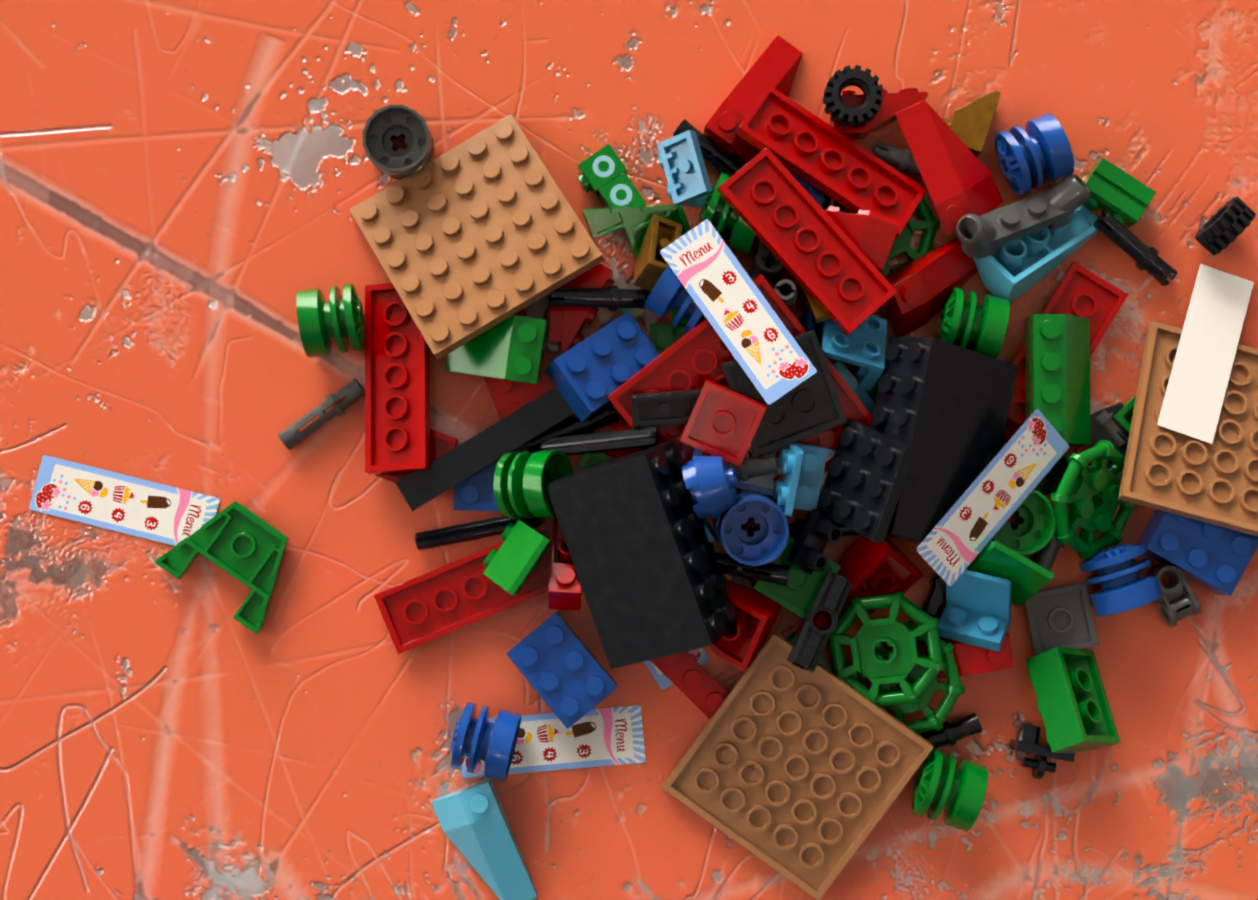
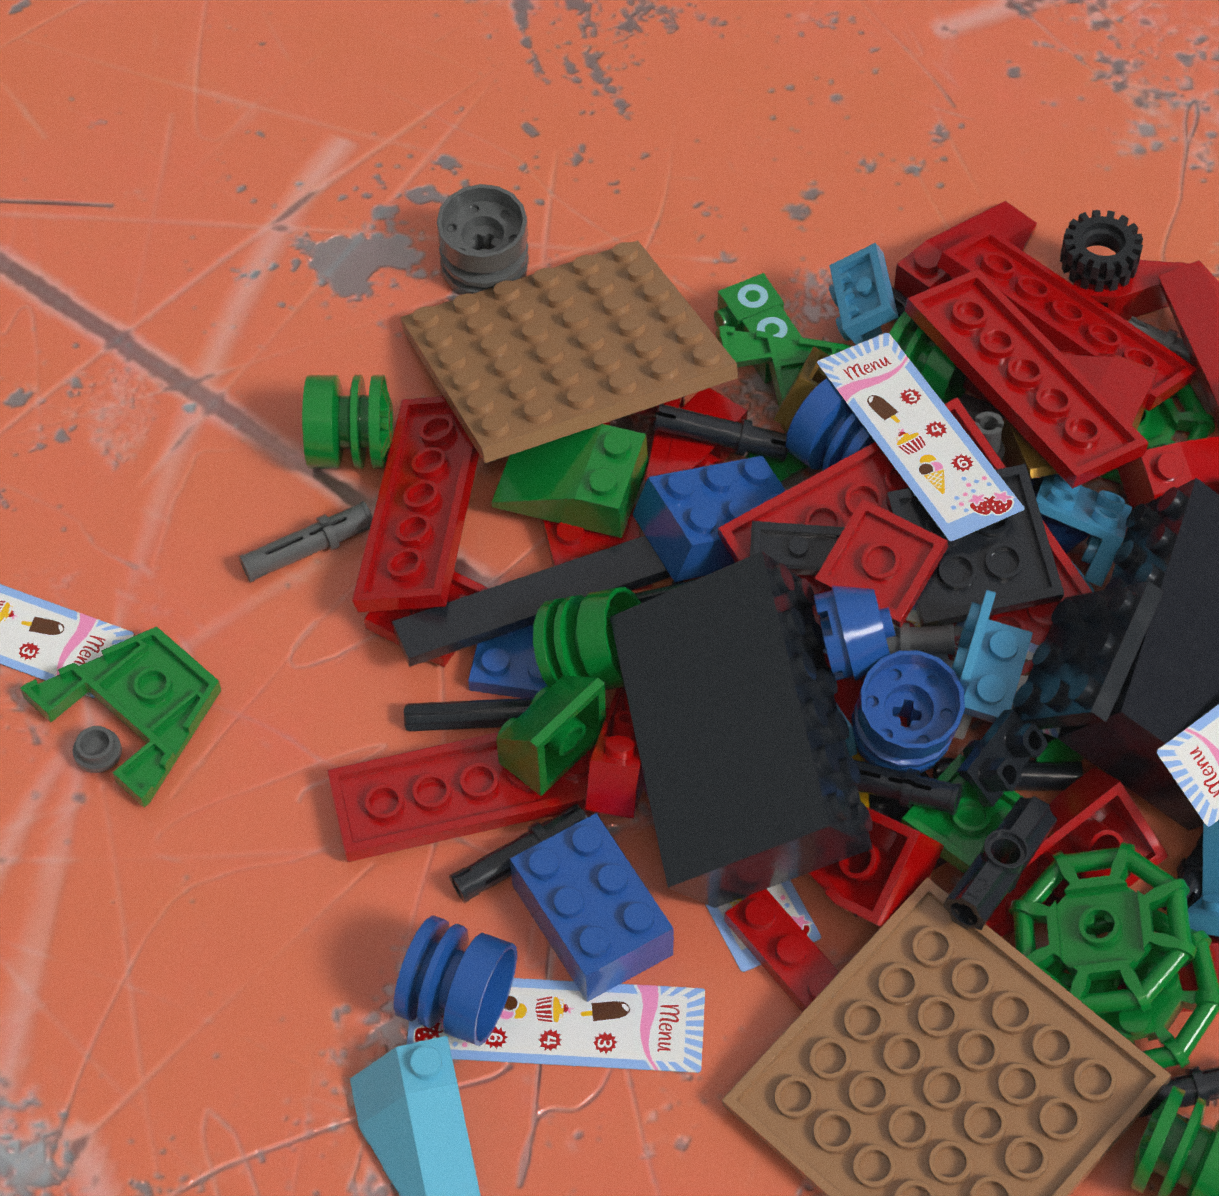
camera: 15 degrees right, 30 degrees down
(217, 596) = (97, 749): none -> dark grey plate
(520, 624) = (496, 865): none -> black pin

